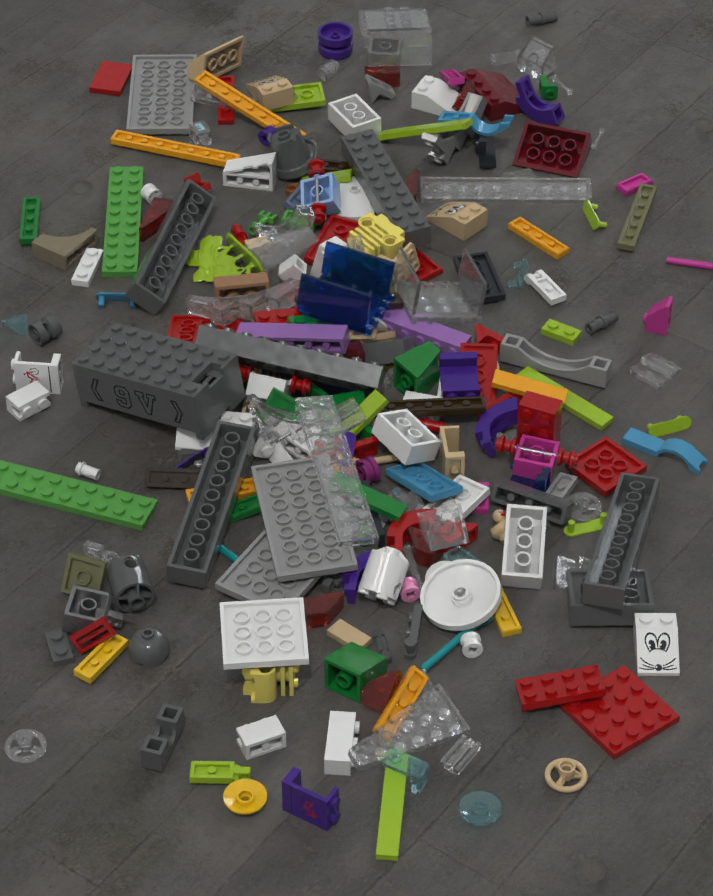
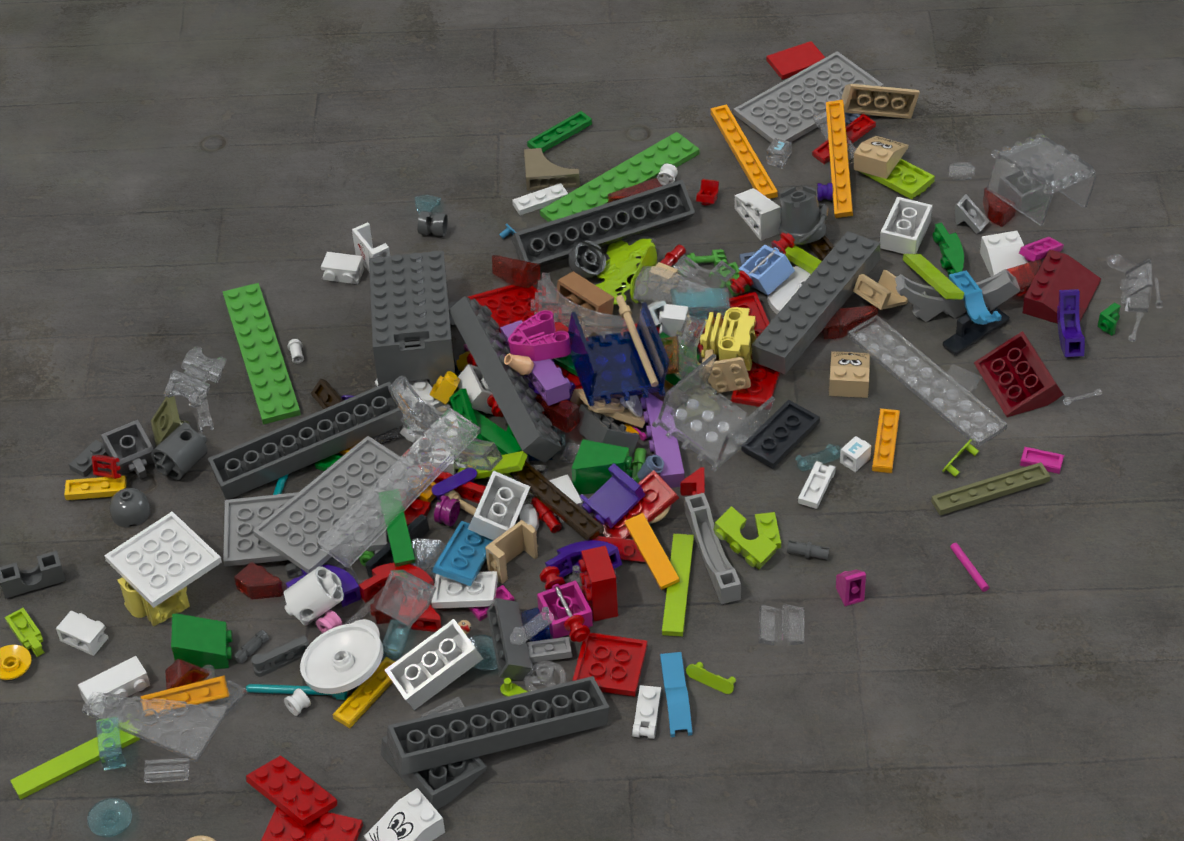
camera: 55 degrees right, 5 degrees up
(60, 531) = (197, 372): none -> clear piece
(158, 313) = (516, 271): none -> clear red slope
(194, 275) = (587, 259): none -> dark grey cylinder
(243, 401) = (445, 387): none -> yellow brick
(286, 324) = (538, 338): none -> dark pink connector
(302, 267) = (626, 313): none -> tan bar
(304, 337) = (521, 364): none -> light nougat cone
(307, 804) = (26, 688): dark purple panel -> none
(326, 230) = (703, 302): none -> clear light blue wedge
(335, 40) = (997, 139): dark purple wheel -> none
(345, 633) = (245, 619): tan tile -> none
(400, 114) = (951, 249): none -> green slope
(406, 158) = (880, 294): none -> tan panel
(451, 343) = (651, 463): none -> sand blue cone
(539, 255) = (855, 454): none -> white brick
(544, 476) = (538, 623): none -> clear piece
(553, 340) = (755, 551): none -> lime arch
(668, 473) = (647, 711): none -> white plate

